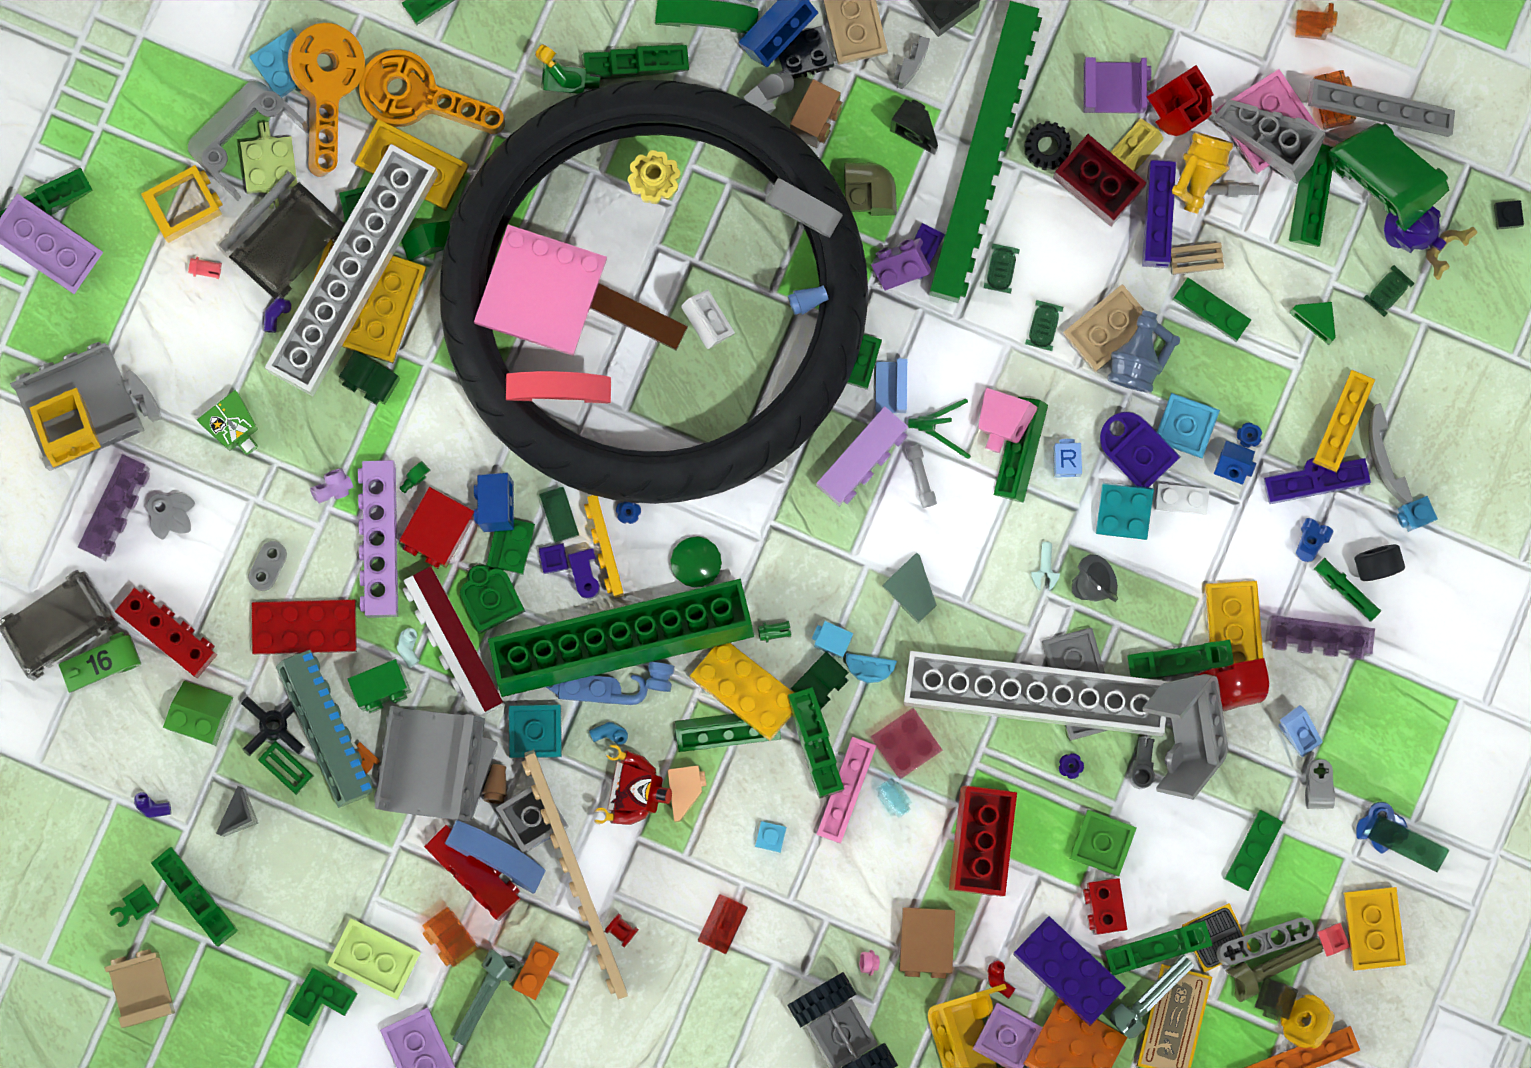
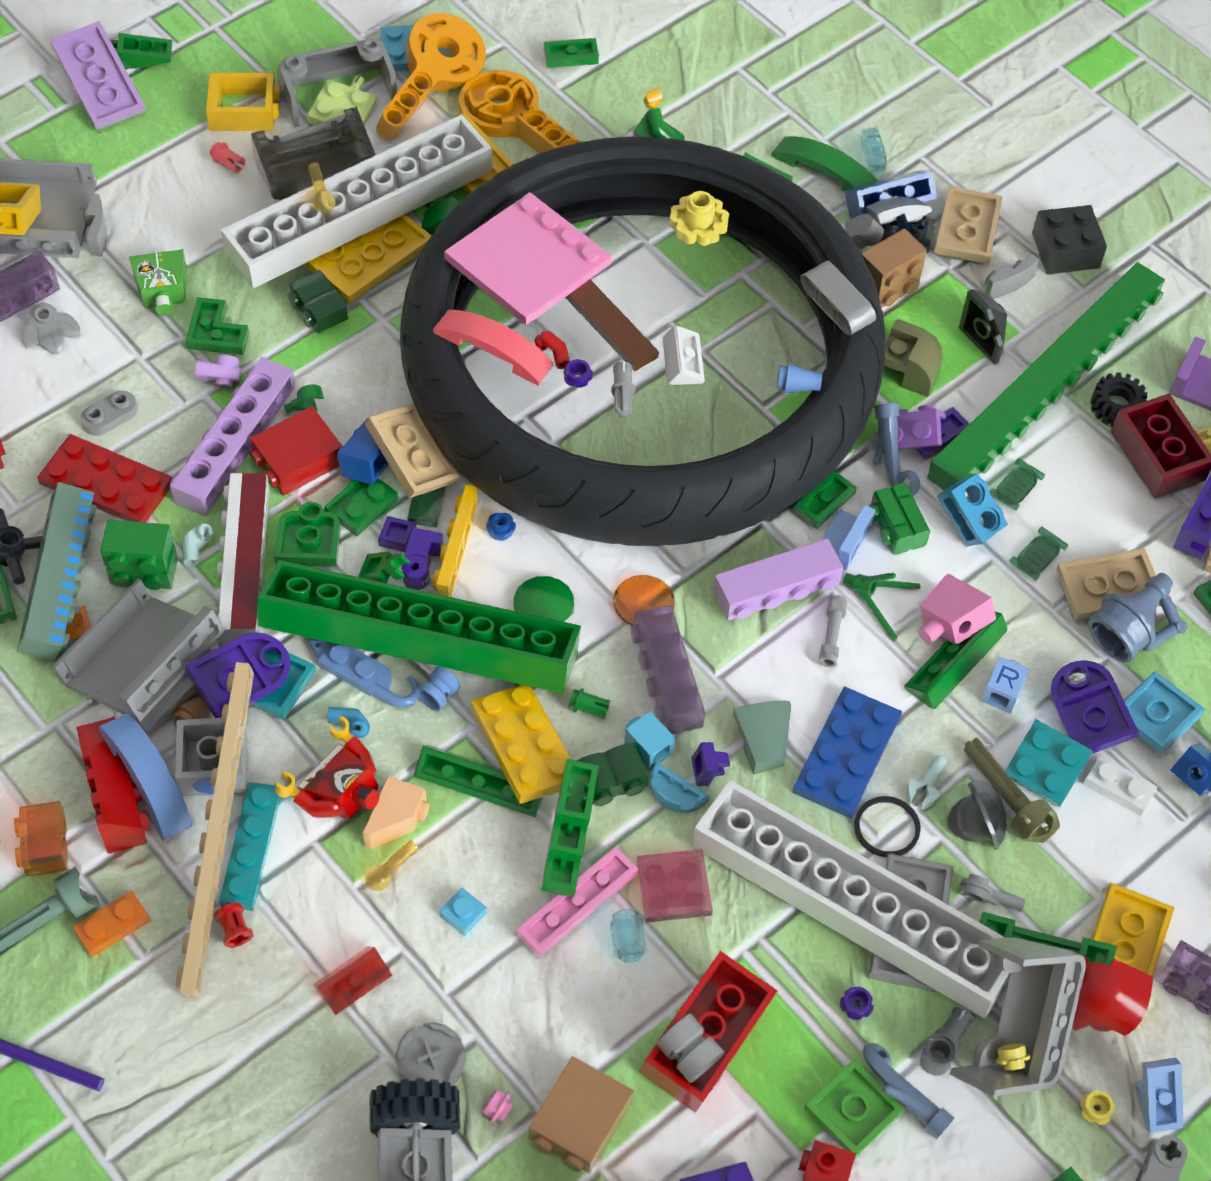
camera: 25 degrees right, 25 degrees down
(300, 453) = (210, 333): none -> green plate
(330, 296) = (323, 200): none -> clear yellow bar
(509, 743) = (212, 670): none -> dark purple plate
(531, 492) = (411, 451): none -> tan plate
(562, 599) = (382, 566): none -> green plate
(596, 864) = (250, 846): none -> teal plate
(605, 360) = (556, 345): none -> red arm
(636, 372) = (577, 367): none -> dark purple plate
(678, 377) = (623, 389): none -> light grey axle
(697, 840) = (379, 876): none -> clear yellow bar
(768, 521) = (641, 594): none -> clear orange piece
(798, 43) = (905, 208): none -> light grey slope
(806, 951) = (431, 1053): none -> light grey tile
(819, 576) = (668, 670): none -> clear purple brick
(880, 272) = (888, 447): none -> sand blue plant
(884, 637) = (708, 763): none -> dark purple tile
(926, 351) = (899, 519): none -> green brick
(977, 572) = (847, 752): none -> blue plate
(979, 323) = (966, 513): none -> dark azure brick
(982, 869) = (690, 1048): none -> light grey wheel
(1031, 593) = (887, 799): none -> black piece
(1116, 638) = (978, 889): none -> light grey plate
(1129, 816) = (901, 1090): none -> sand blue plant
(1131, 564) = (1028, 814): none -> olive piece
(1192, 754) = (1012, 1056): none -> light yellow plate
(1259, 765) = (1100, 1099): none -> light yellow plate

